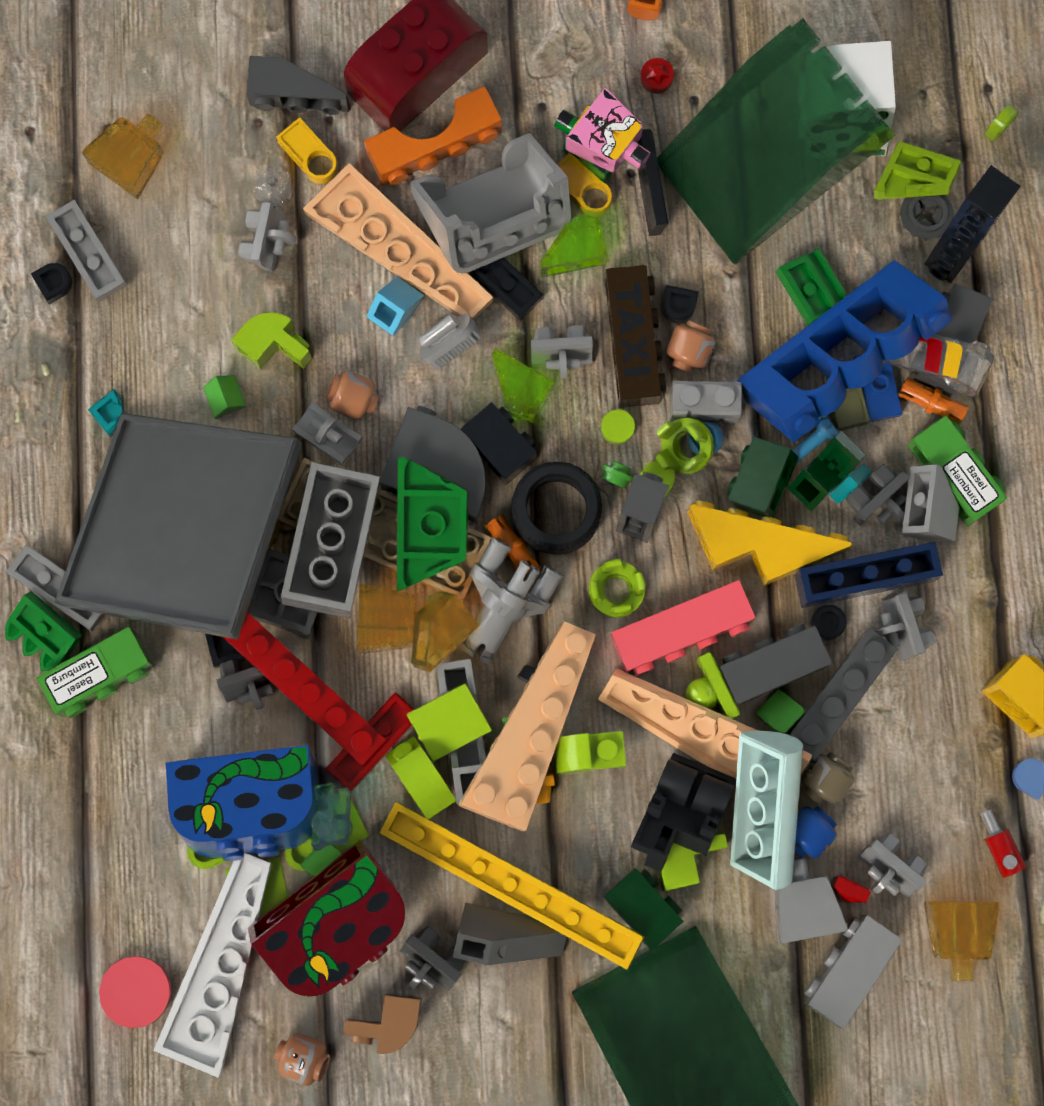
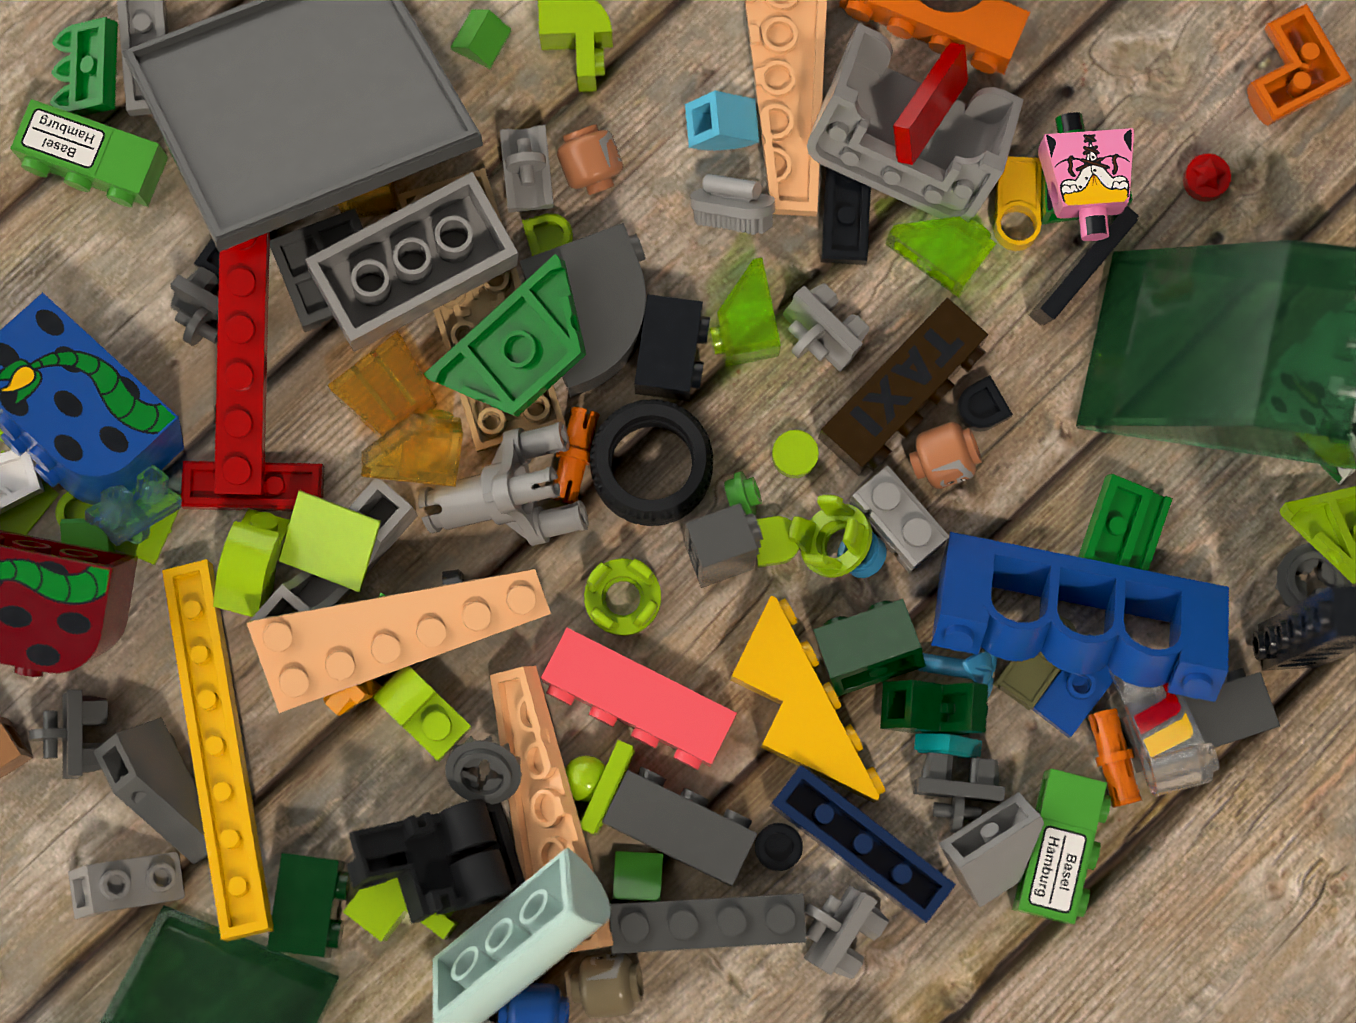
camera: 50 degrees right, 0 degrees up
(373, 456) = (547, 232): none -> lime tile
(490, 183) = (930, 103): none -> red tile
(542, 1004) = (125, 884): none -> light grey bracket
(665, 745) = (464, 774): none -> dark grey gear

